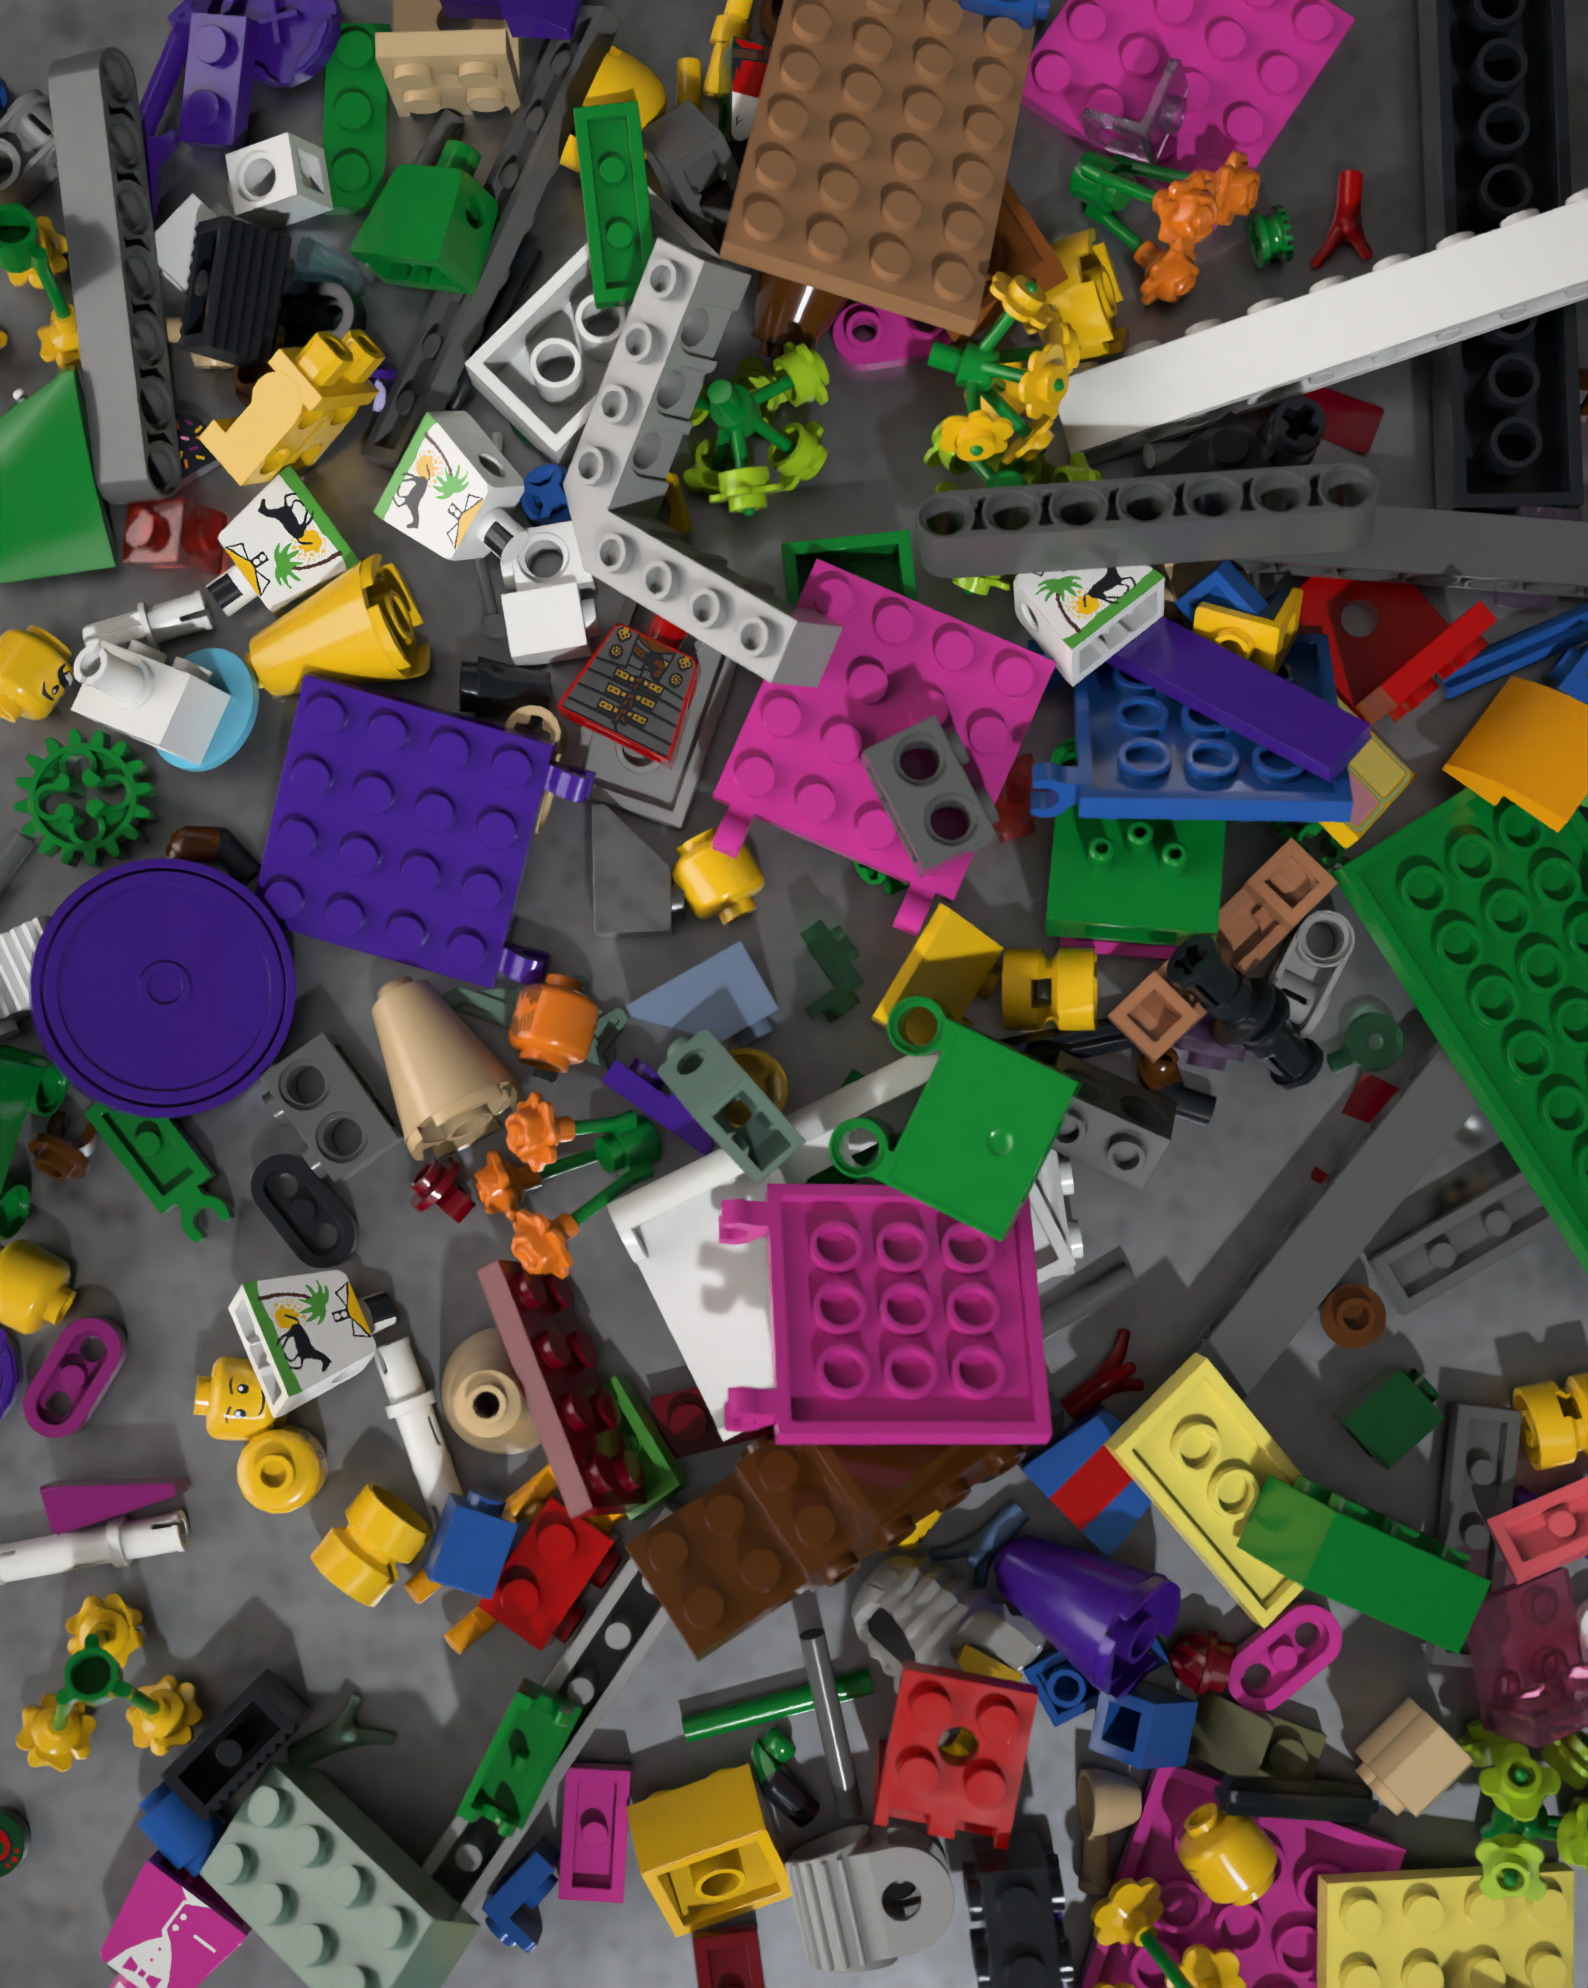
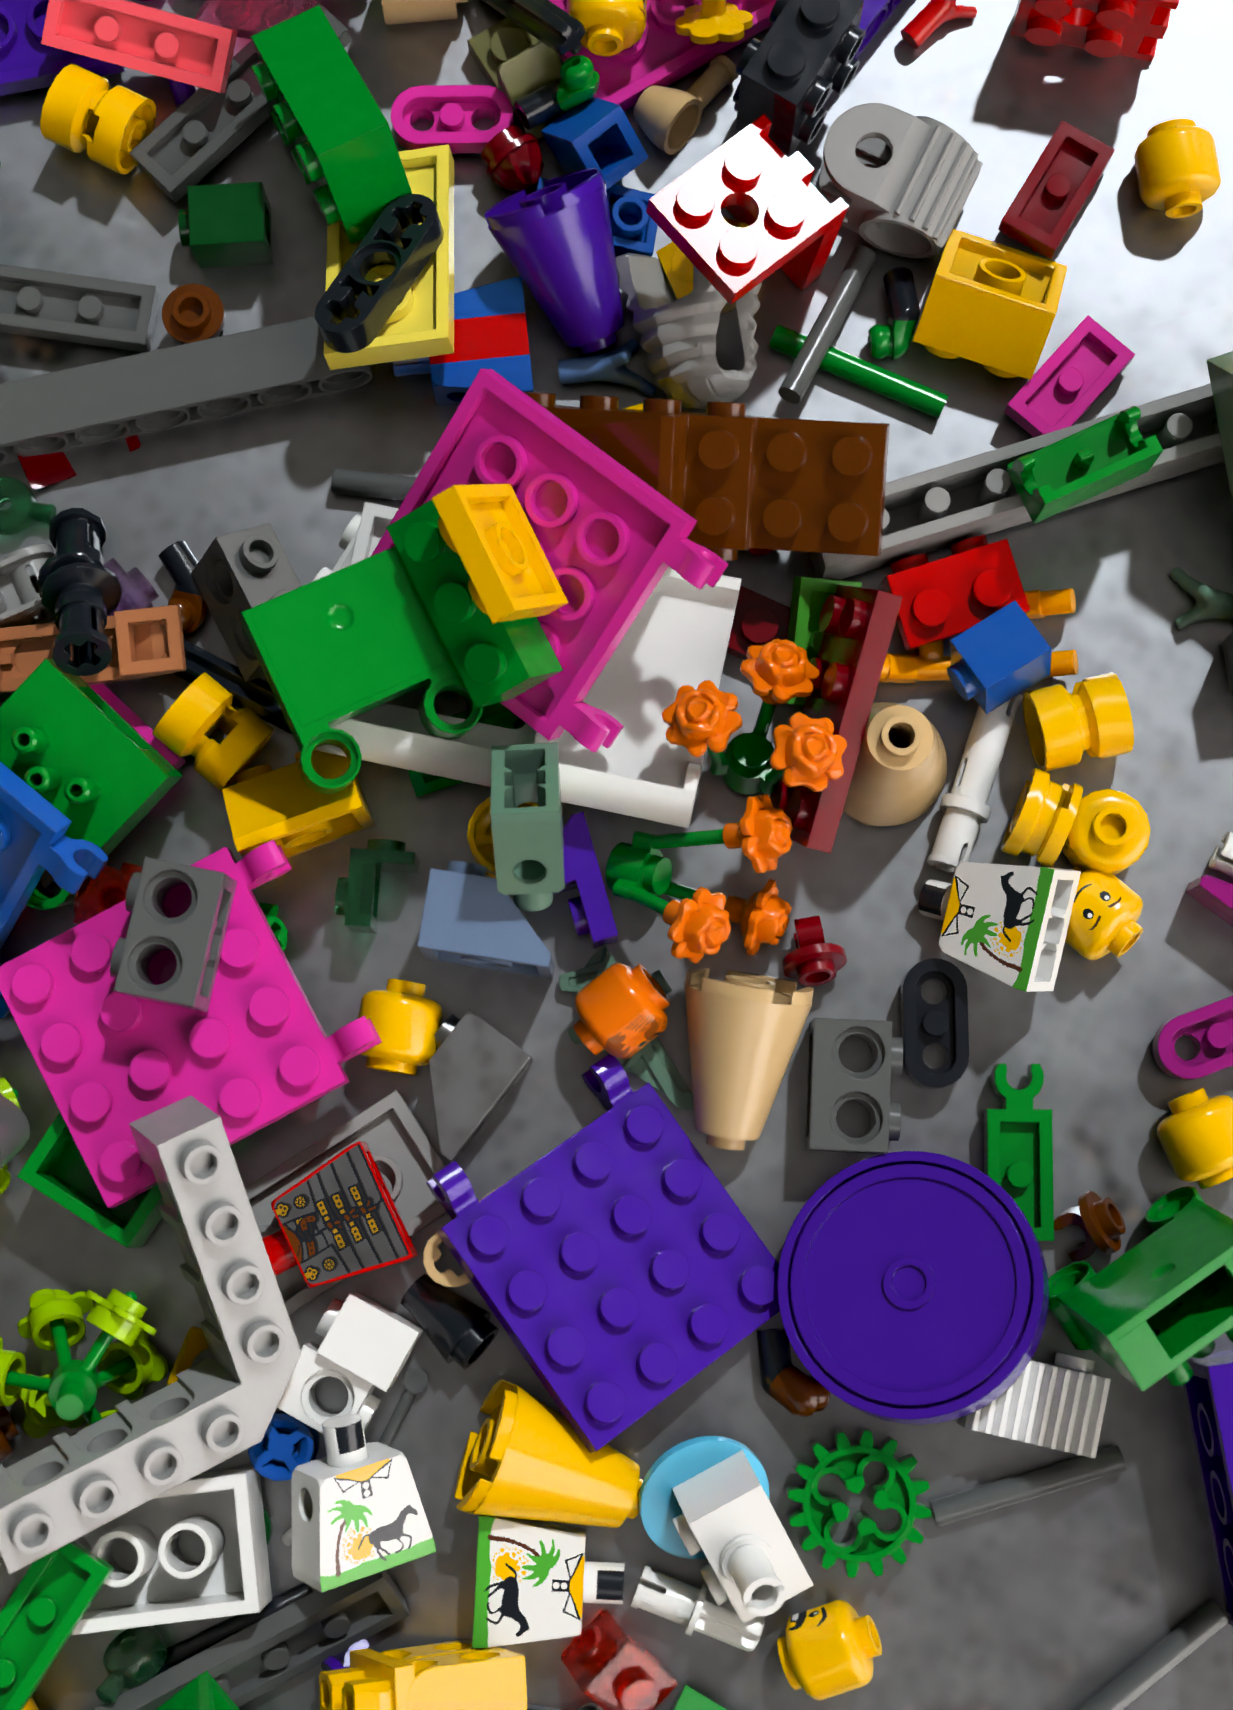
camera: 145 degrees left, 5 degrees down
(340, 1441) = (1042, 818): none -> yellow wheel
(525, 1883) = (1150, 381): blue bracket -> none
(537, 256) = (131, 1661): none -> clear green piece
(651, 1295) = (803, 751): none -> orange plant
(907, 1243) = (491, 657): none -> green brick
(909, 1289) = (499, 552): none -> yellow plate
(1107, 1381) = (412, 415): red bar -> none
(1198, 1442) = (379, 298): none -> black beam
(1200, 1757) = (574, 87): none -> arm

